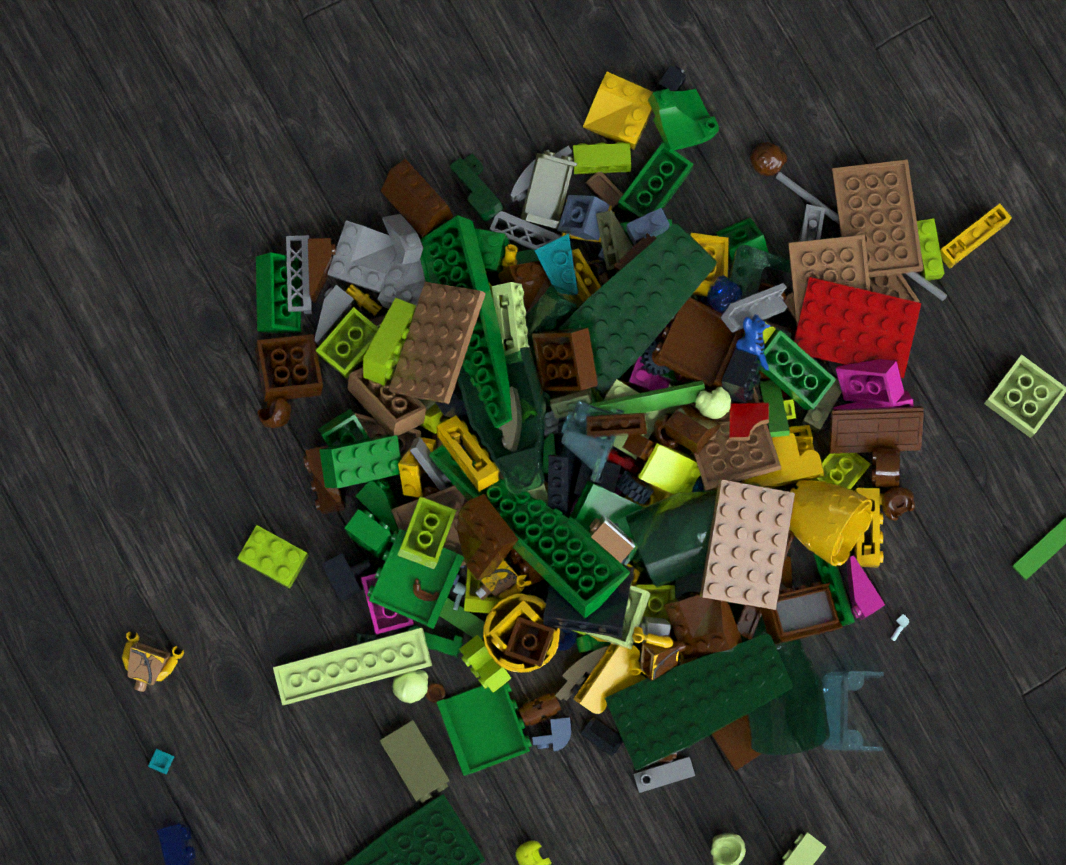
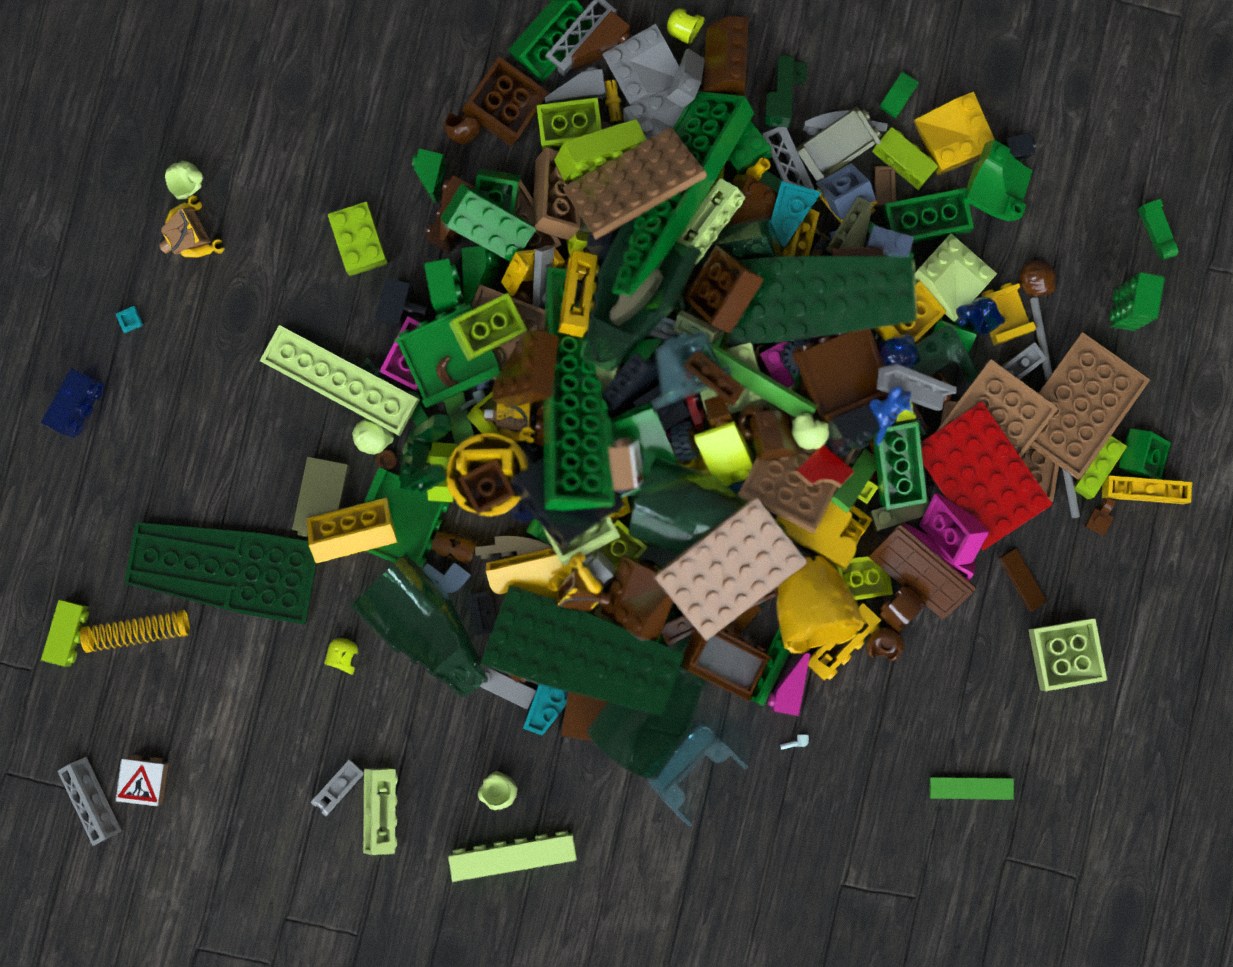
camera: 40 degrees right, 5 degrees up
(110, 627) = (183, 179): none -> yellowish green hair
(280, 464) = (430, 171): none -> green slope
(364, 204) = (681, 25): none -> neon yellow helmet
(455, 669) = (414, 469): none -> dark green plate
(459, 762) = (351, 530): none -> yellow slope
(557, 118) = (899, 94): none -> green slope
(567, 782) = (421, 623): none -> clear green windscreen
(706, 762) = (545, 709): none -> teal wing
(711, 208) = (954, 275): none -> yellowish green slope
(754, 218) = (982, 315): none -> clear blue piece
(768, 203) = (1012, 309): none -> yellow panel
(818, 52) = (1158, 229): none -> green leg
(850, 115) = (1136, 302): none -> green brick
(949, 373) = (1022, 580): none -> reddish brown slope
(951, 213) = (1144, 454): none -> green slope
(962, 284) = (1099, 519): none -> reddish brown plate

